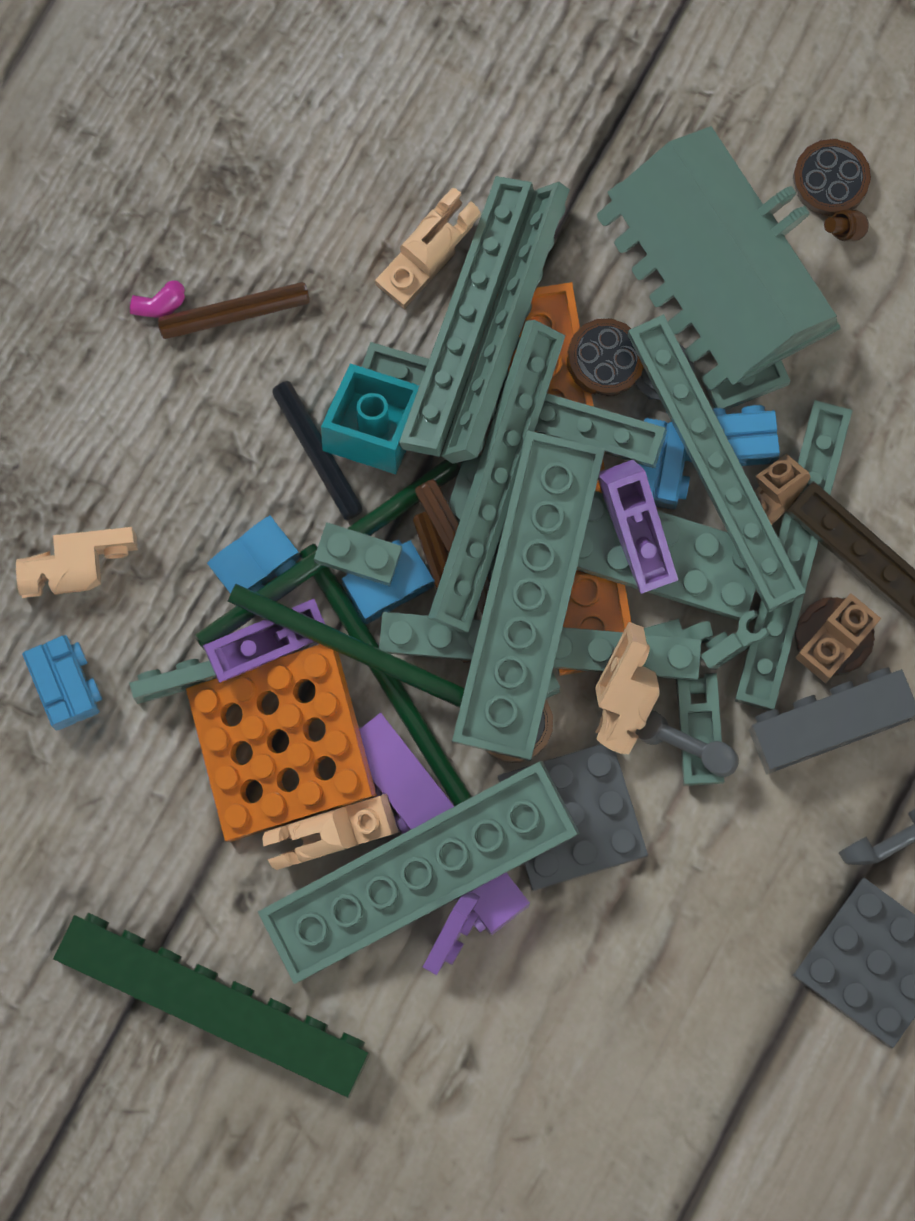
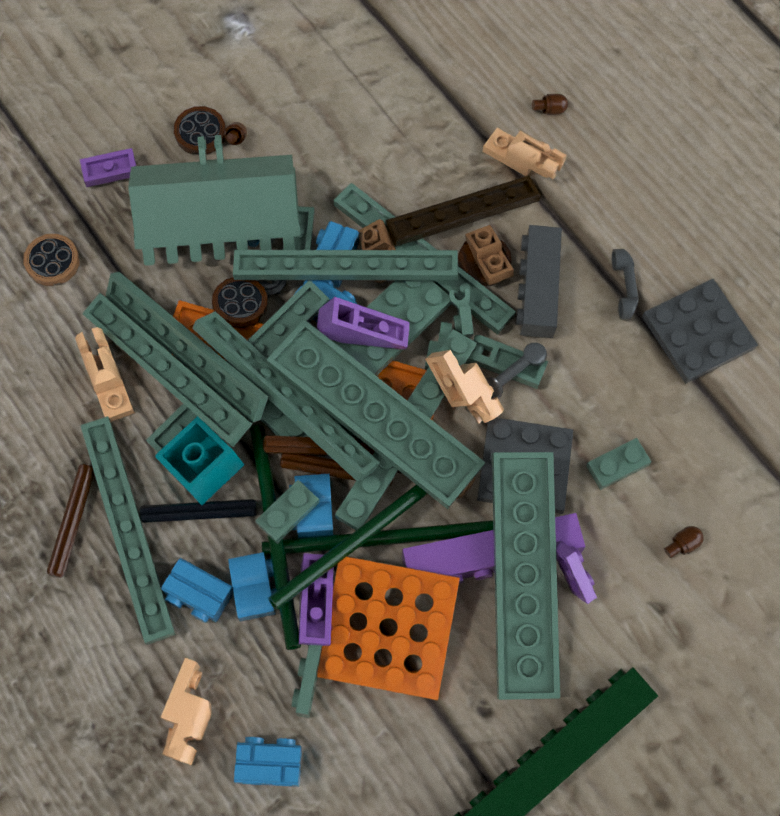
camera: 70 degrees left, 10 degrees down
(162, 304) = (38, 567): dark pink arm -> none
(218, 499) = (197, 591): none -> dark azure brick
(254, 379) = (128, 531): none -> sand green plate
(334, 831) = (468, 621): light nougat plate -> none
(551, 97) = (51, 259): none -> tile
(567, 1058) = (685, 541): none -> reddish brown cylinder
(632, 932) = (618, 463): none -> sand green plate
(713, 95) = (107, 167): none -> medium lavender plate

